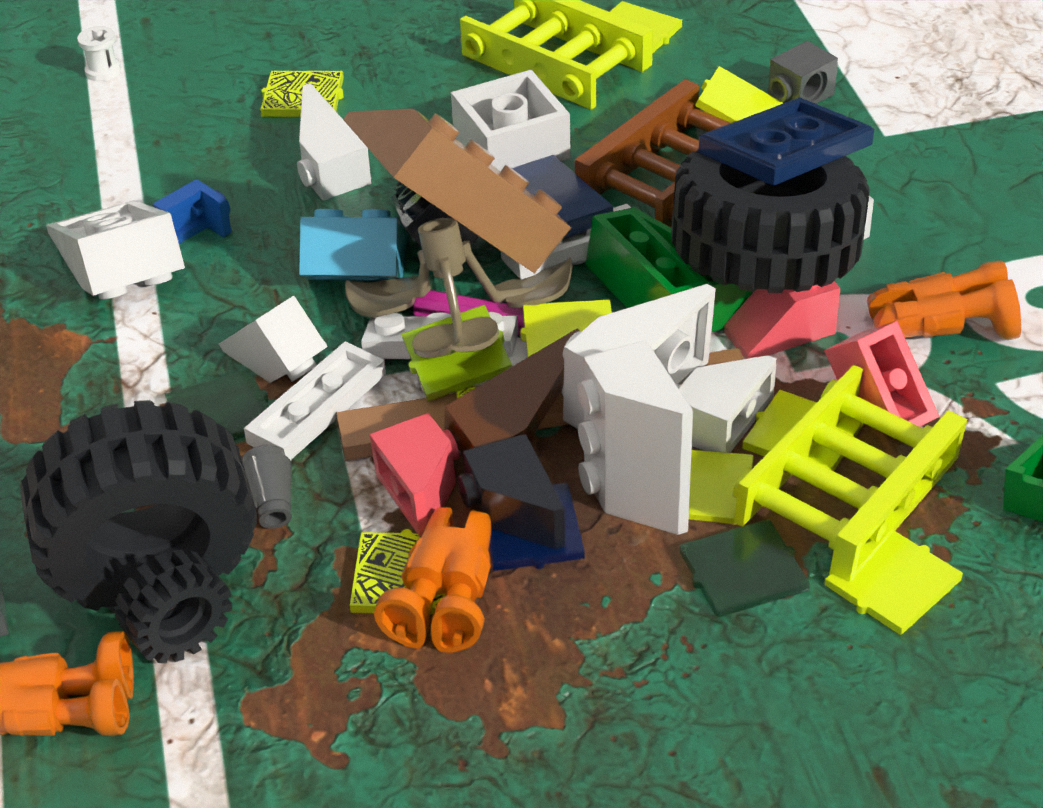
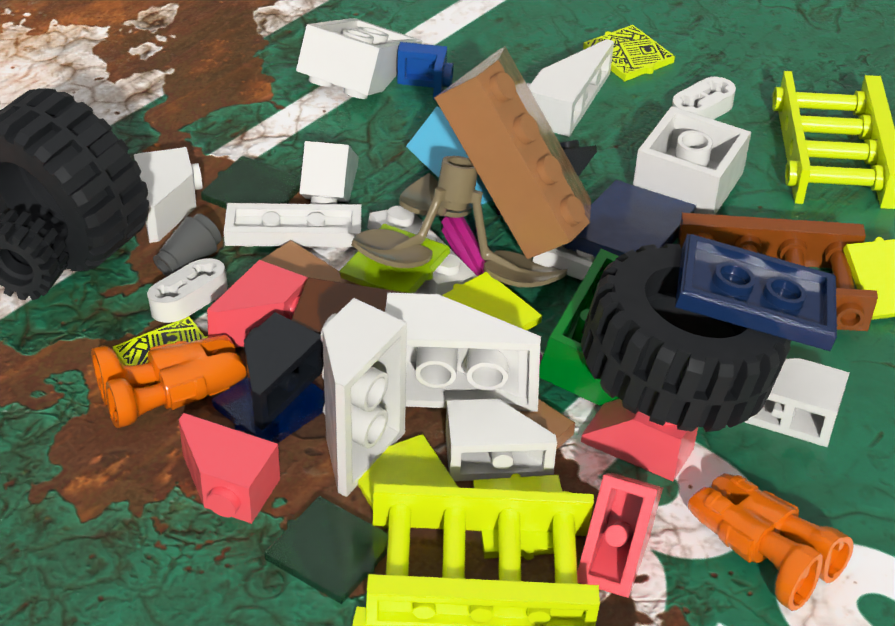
camera: 50 degrees right, 0 degrees up
(321, 515) = (187, 290): none -> white beam
(423, 86) = (707, 97): none -> white beam
(603, 585) = (229, 467): none -> coral slope

